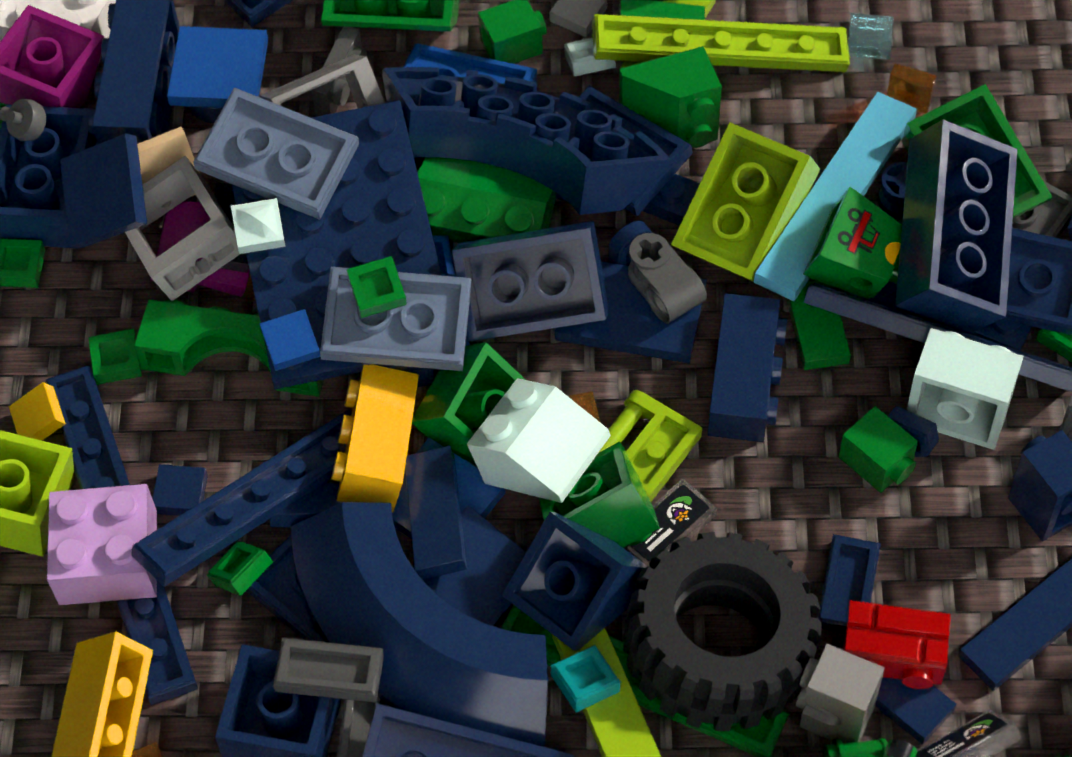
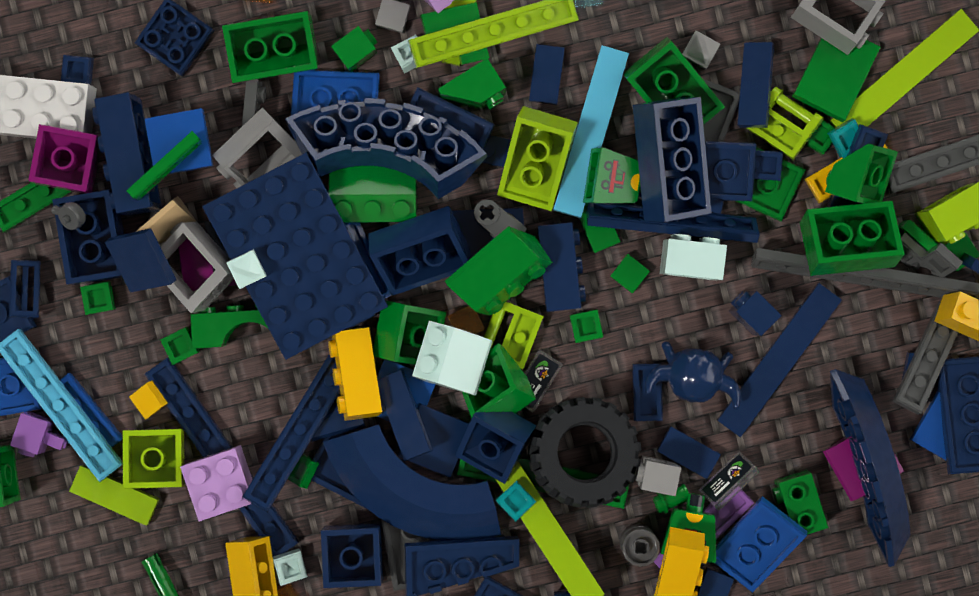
camera: 15 degrees left, 30 degrees up
(168, 715) = (289, 567): none -> light aqua tile
(178, 488) = (248, 425): dark blue tile -> none
(186, 73) = (164, 166): none -> green tile
(276, 153) = (241, 216): sand blue tile -> none
(290, 340) = (289, 337): blue tile -> none
(328, 670) = (374, 537): dark grey tile -> none
(376, 287) = (332, 299): green plate -> none
(420, 334) = (347, 306): sand blue tile -> none
(622, 240) = (471, 194): dark blue tile -> none
(646, 328) = (499, 271): none -> green slope
(768, 465) = (586, 326): none -> green tile
(789, 114) = (546, 74): none -> dark blue tile
(853, 401) = (629, 273): none -> green tile
(879, 450) = (650, 305): green brick -> none
(891, 181) = (622, 109): dark blue wheel -> none
(902, 640) = (682, 434): red brick -> none
(912, 87) = (622, 32): clear orange tile -> none
(918, 427) = (666, 289): dark blue tile -> none
(935, 564) = (695, 375): none -> dark blue piece
(1033, 134) = (700, 50): none -> light grey tile

